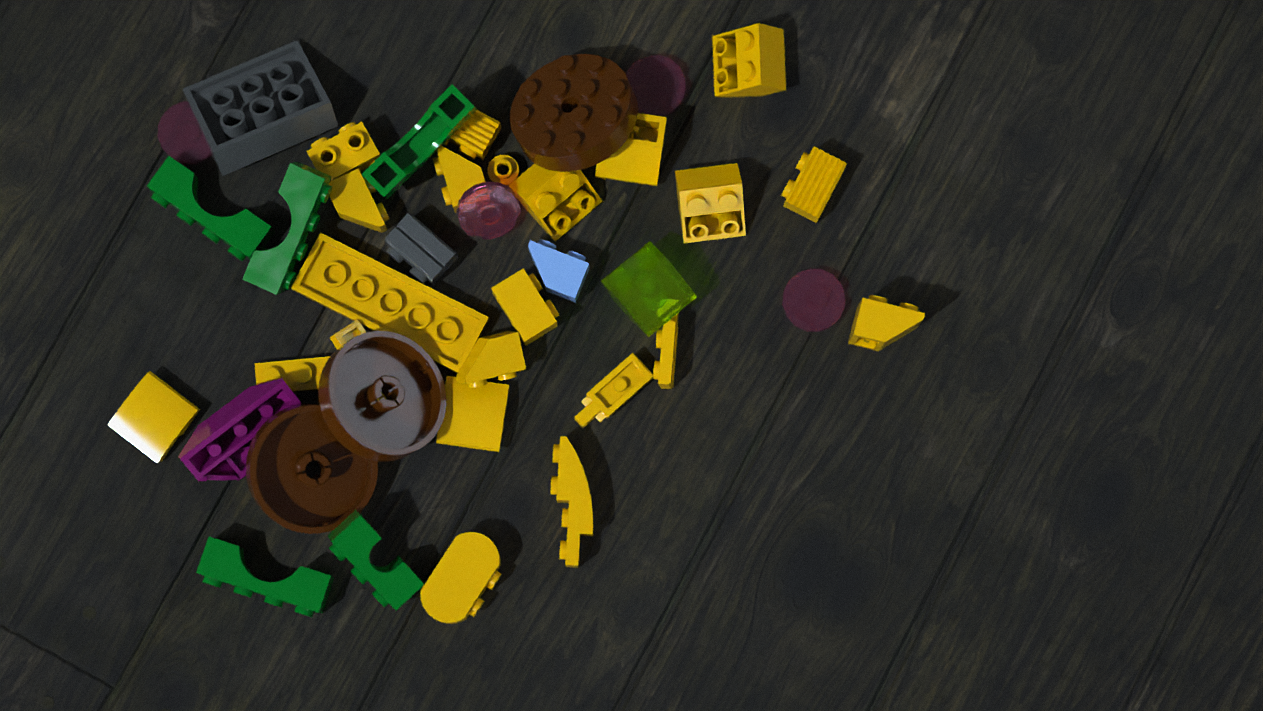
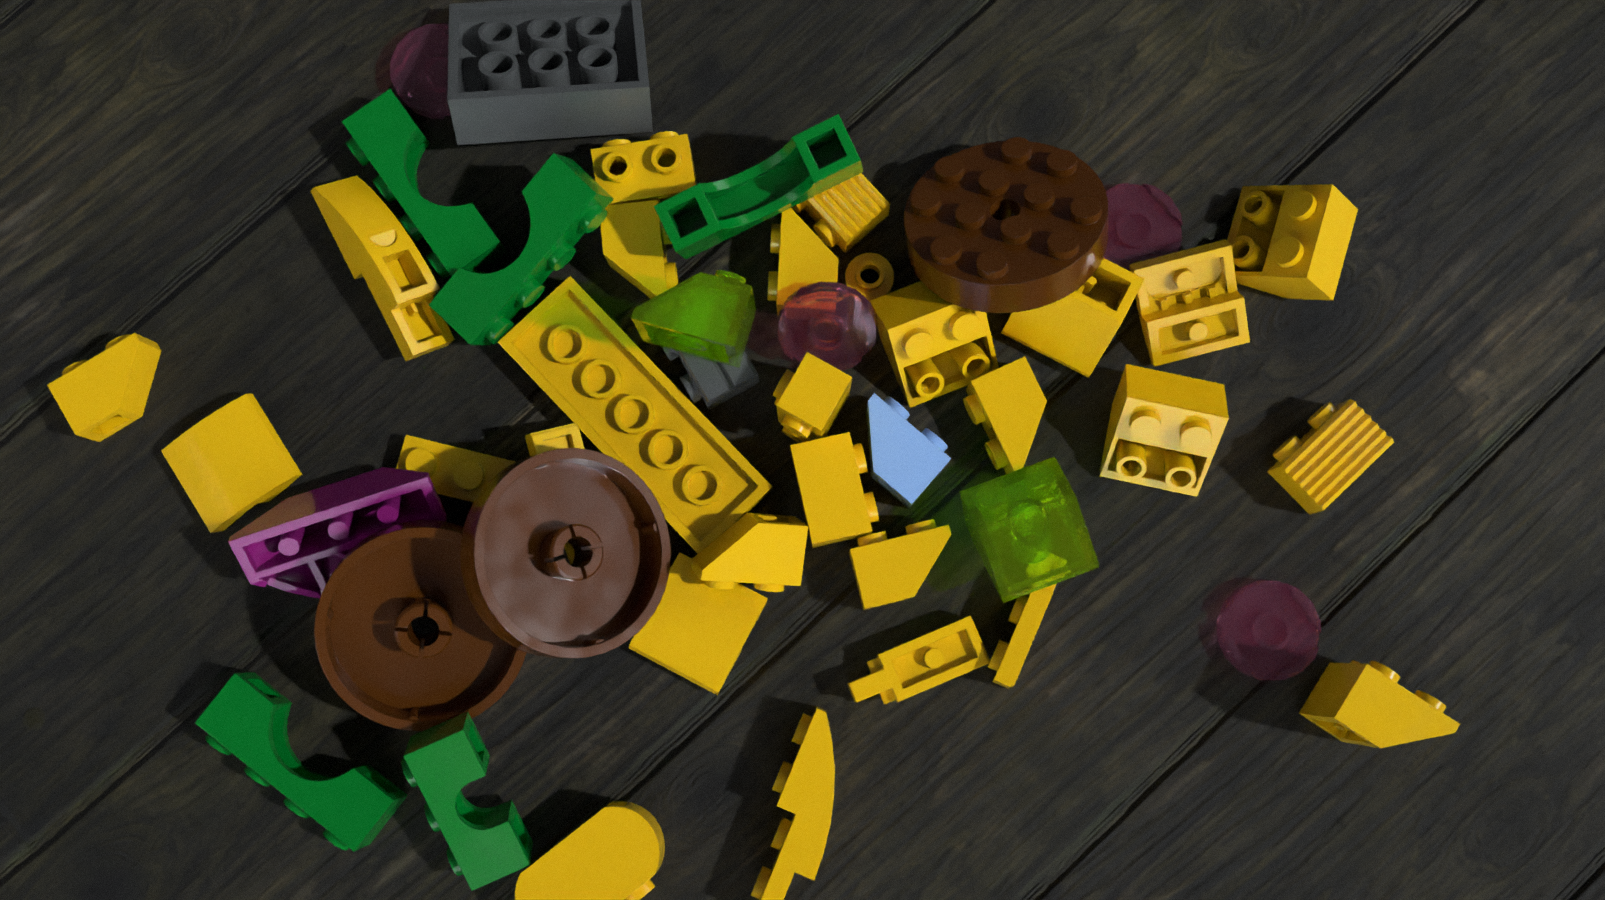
camera: 25 degrees right, 0 degrees up
(61, 398) = (109, 389): none -> yellow slope
(211, 264) = (388, 260): none -> yellow slope
(413, 231) = (701, 317): none -> clear neon green slope
(493, 256) = (811, 398): none -> yellow brick
(579, 339) = (897, 566): none -> yellow slope
(615, 222) = (1010, 410): none -> yellow slope
(702, 120) = (1190, 303): none -> yellow slope

